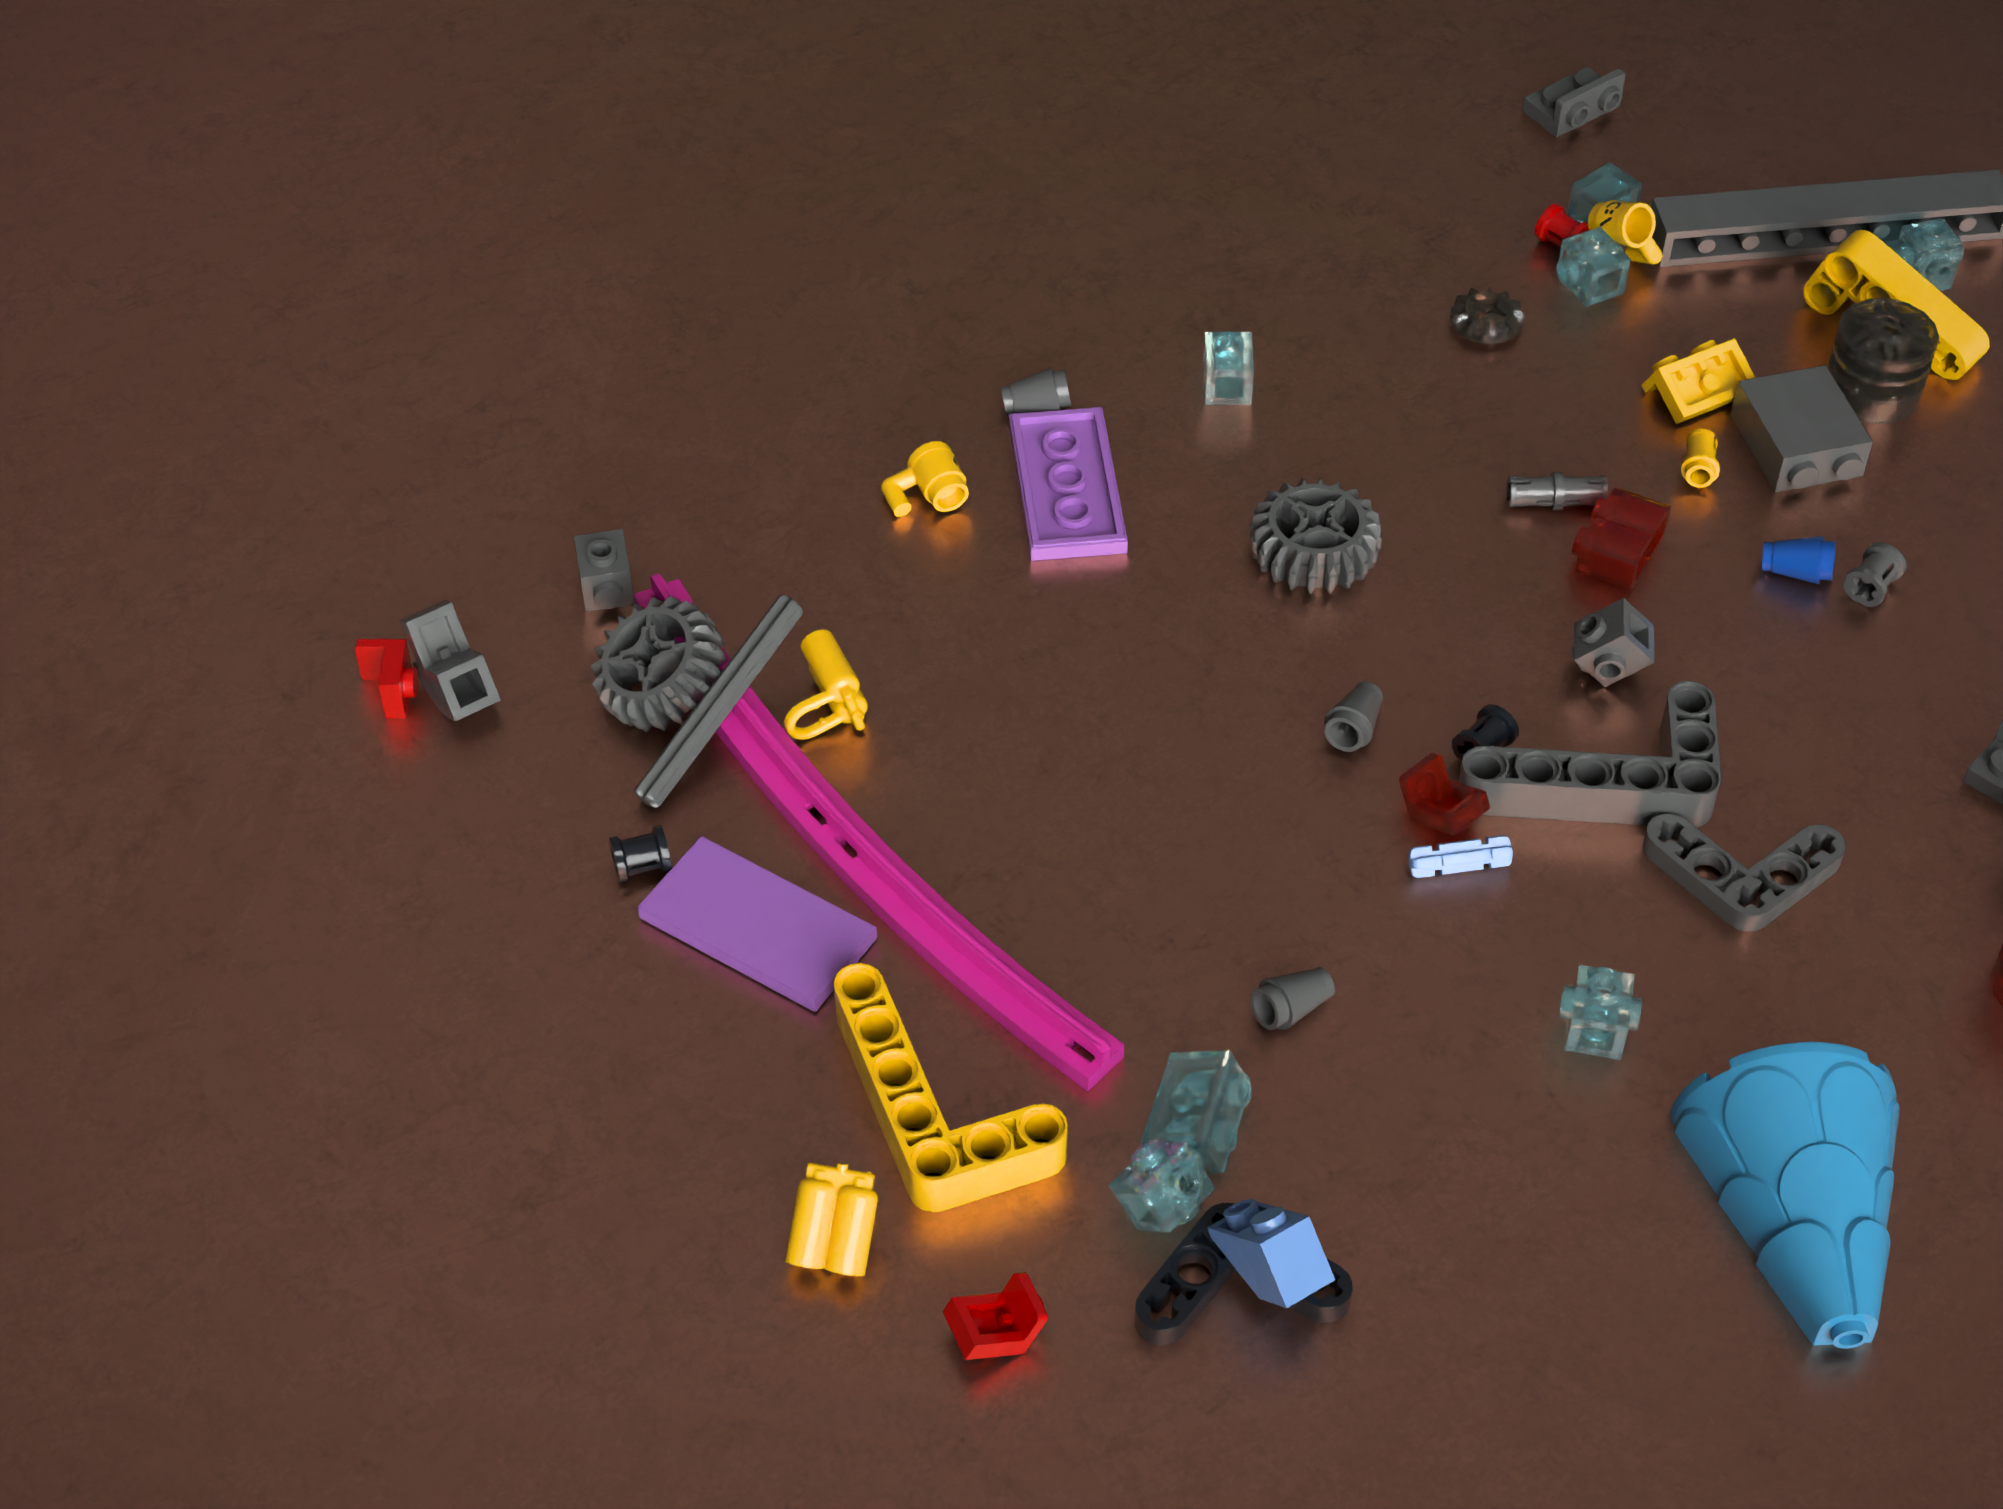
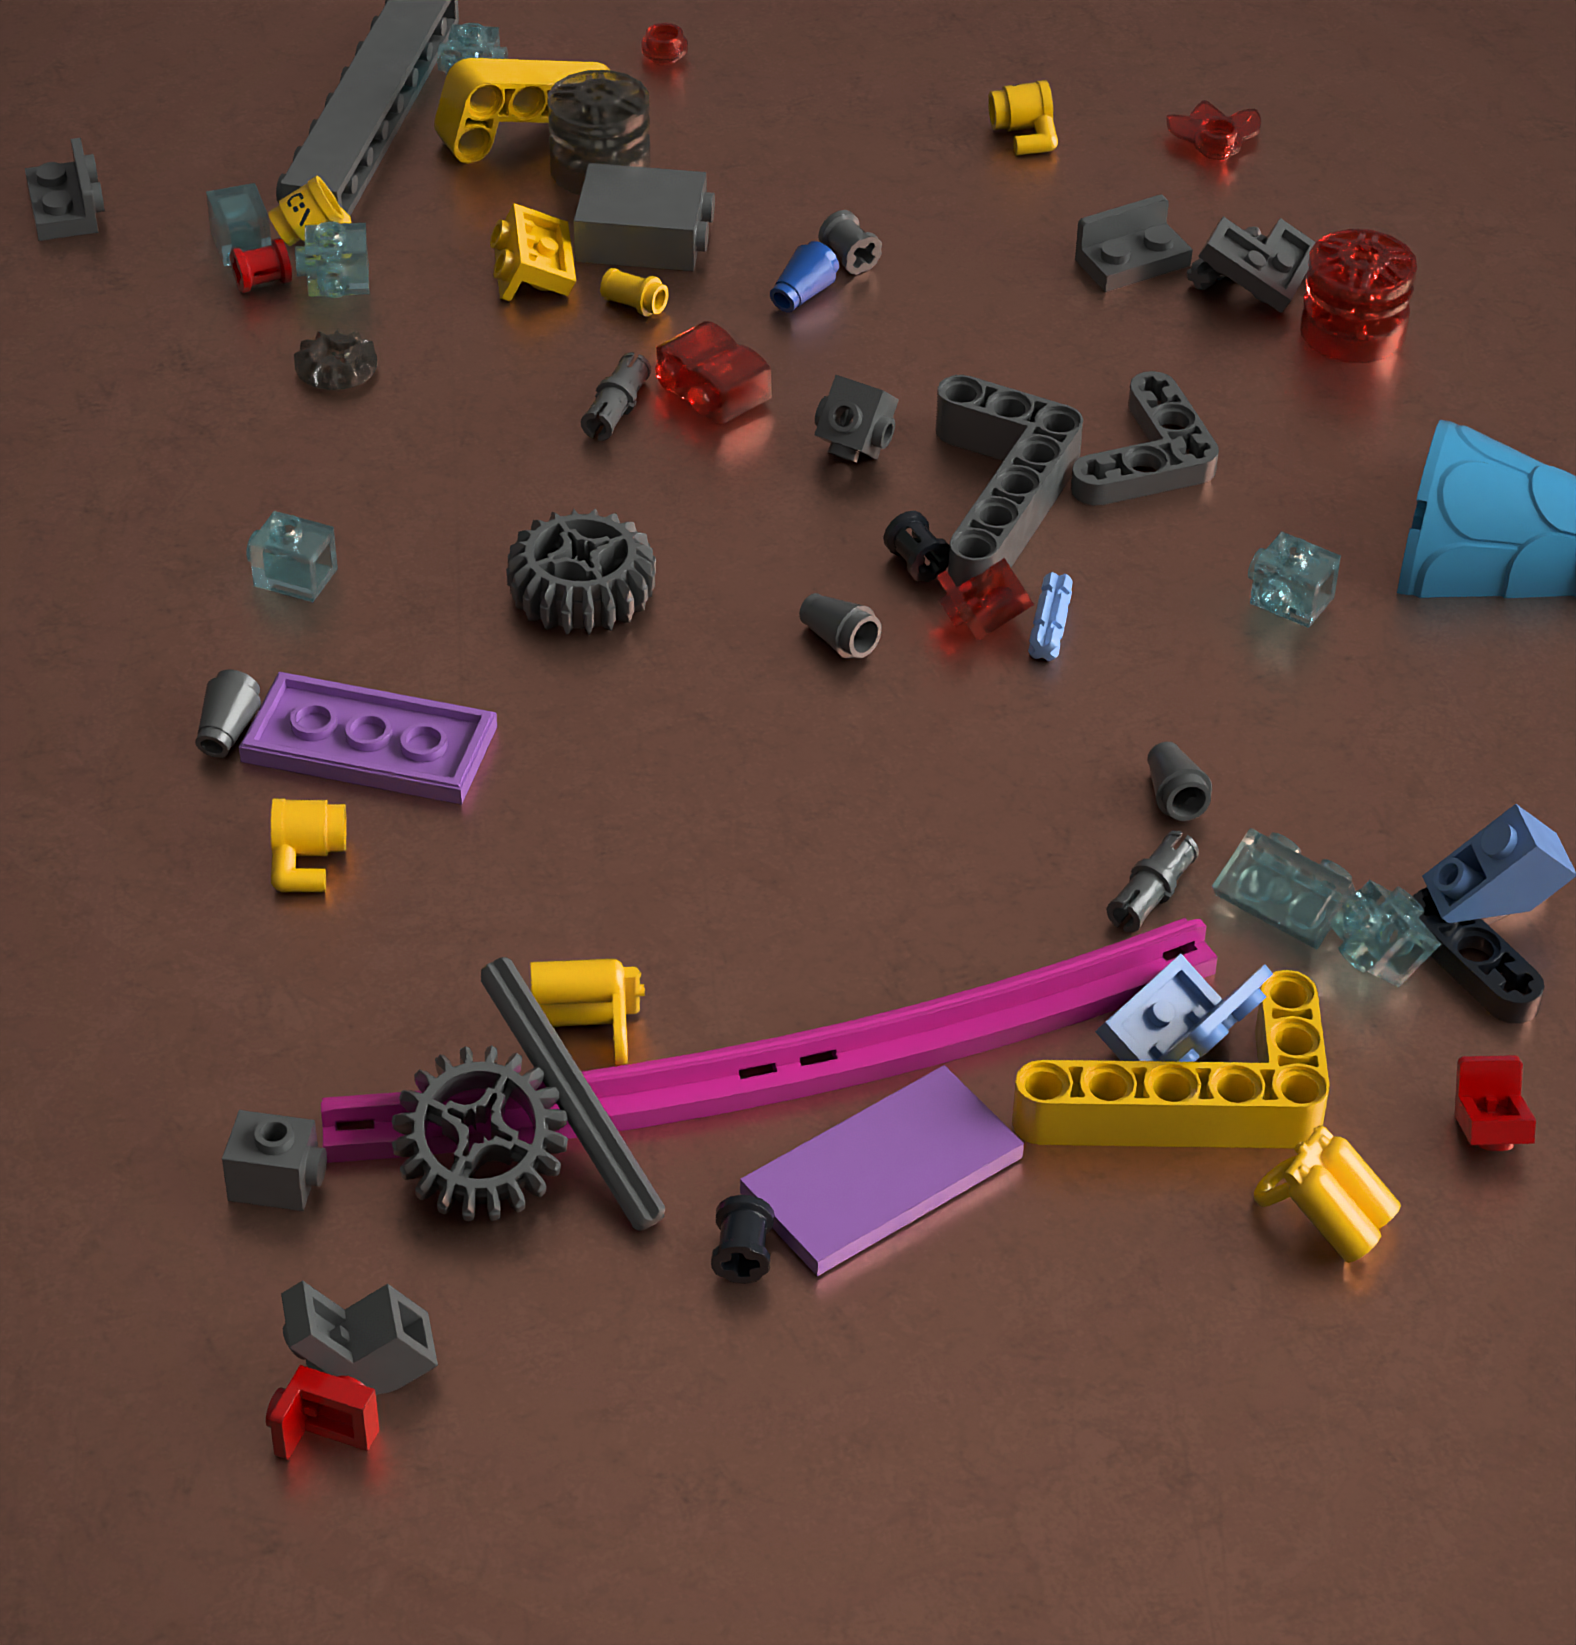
camera: 70 degrees left, 5 degrees down
(988, 1057) = (1178, 1015): none -> medium blue bracket
(1161, 1013) = (1152, 881): none -> dark grey pin

